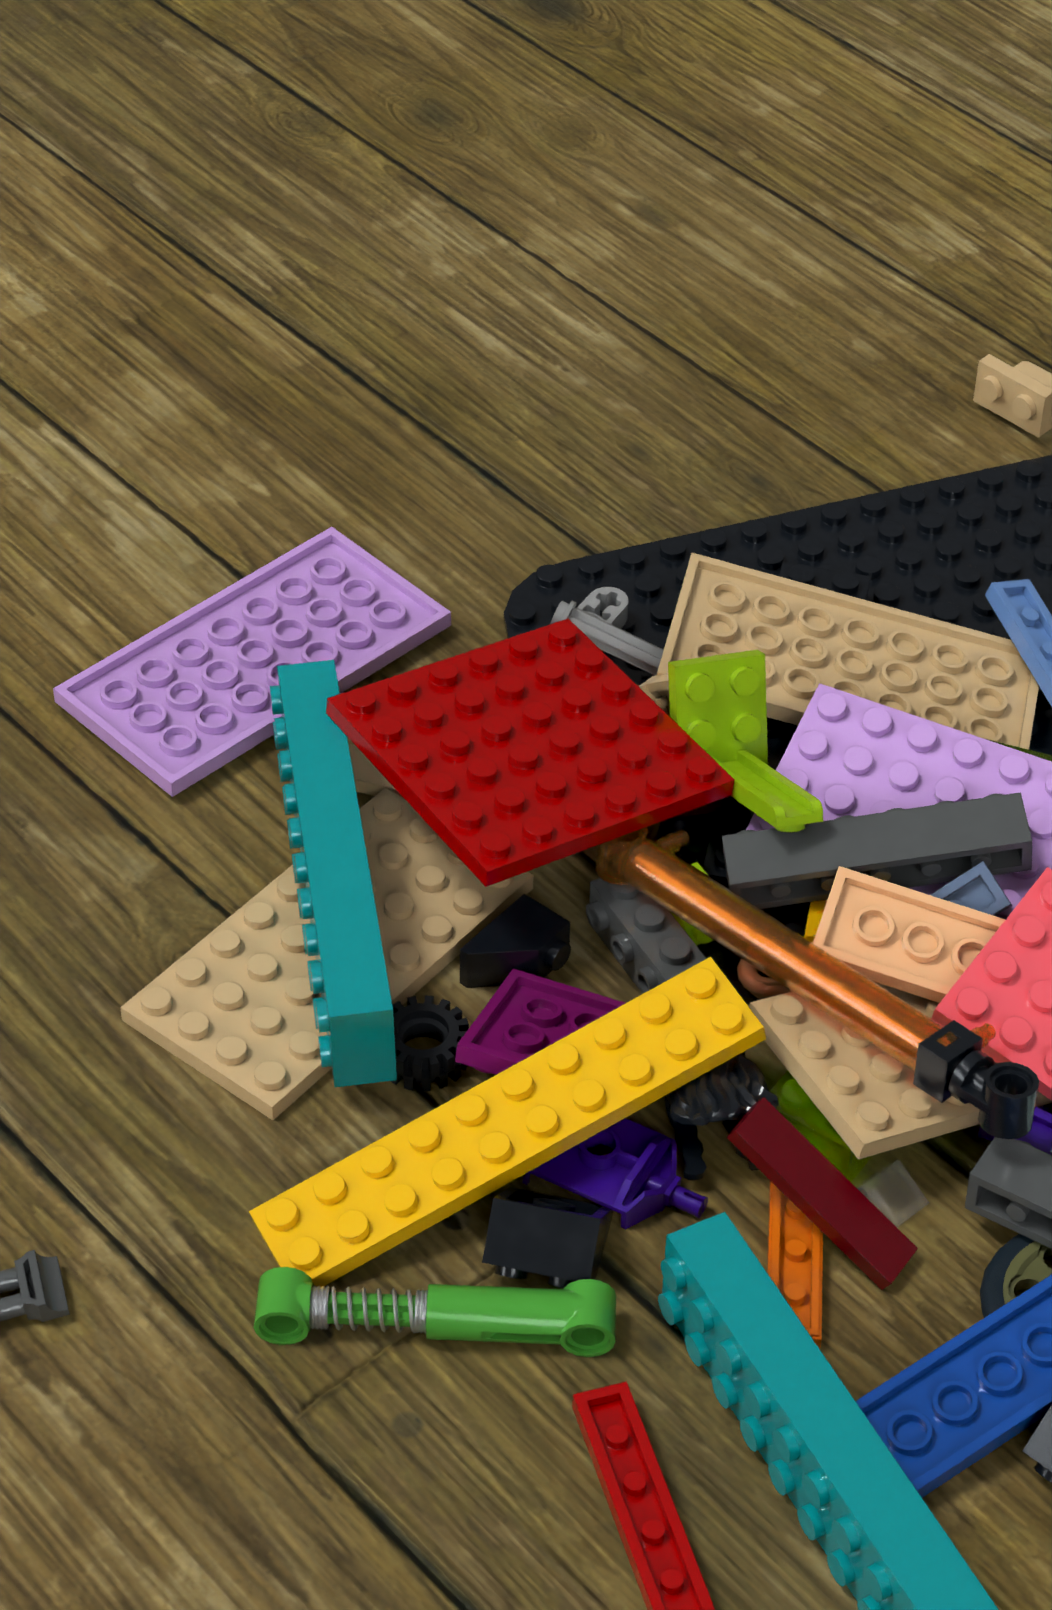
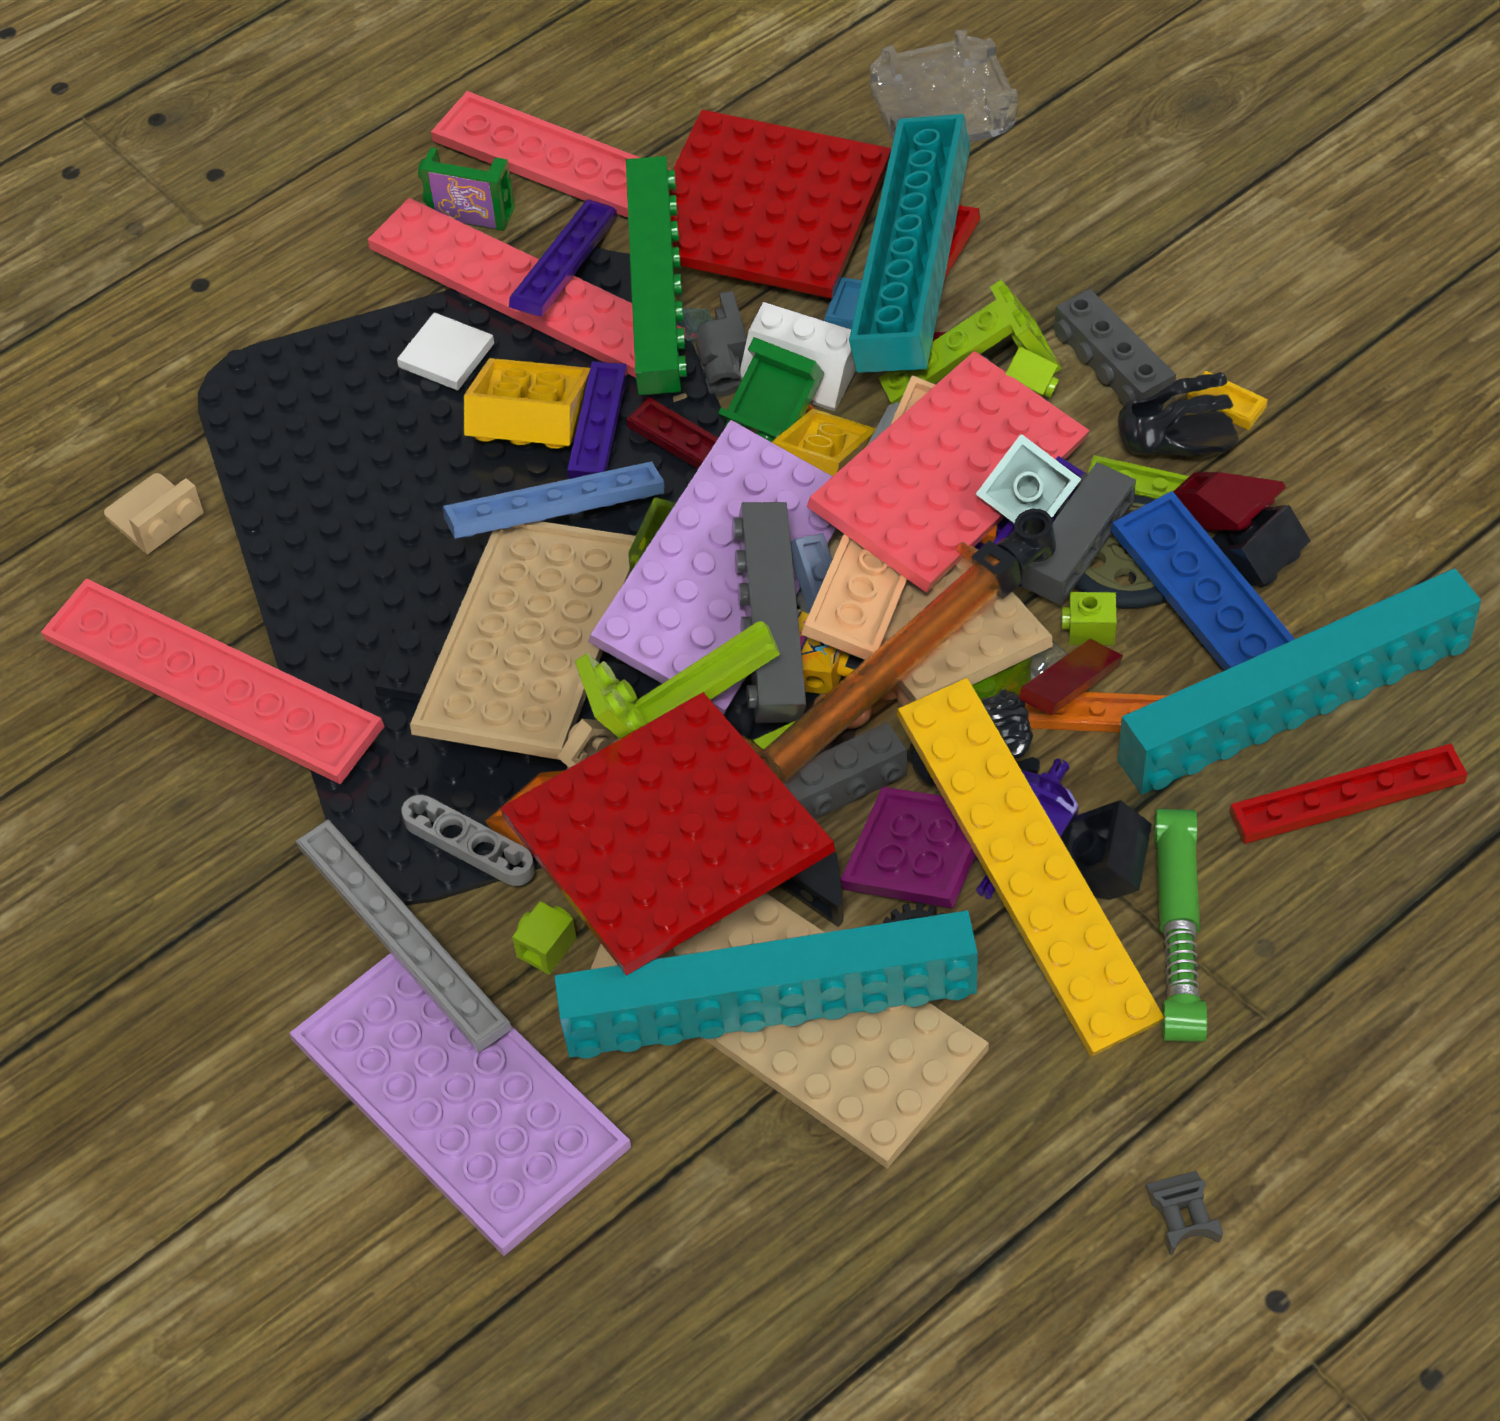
camera: 85 degrees left, 10 degrees up
(447, 595) = (404, 936): none -> light grey tile
(611, 638) = (459, 829): light grey axle -> none
(786, 448) = (214, 680): none -> coral plate
(947, 1246) = (1091, 617): none -> lime brick

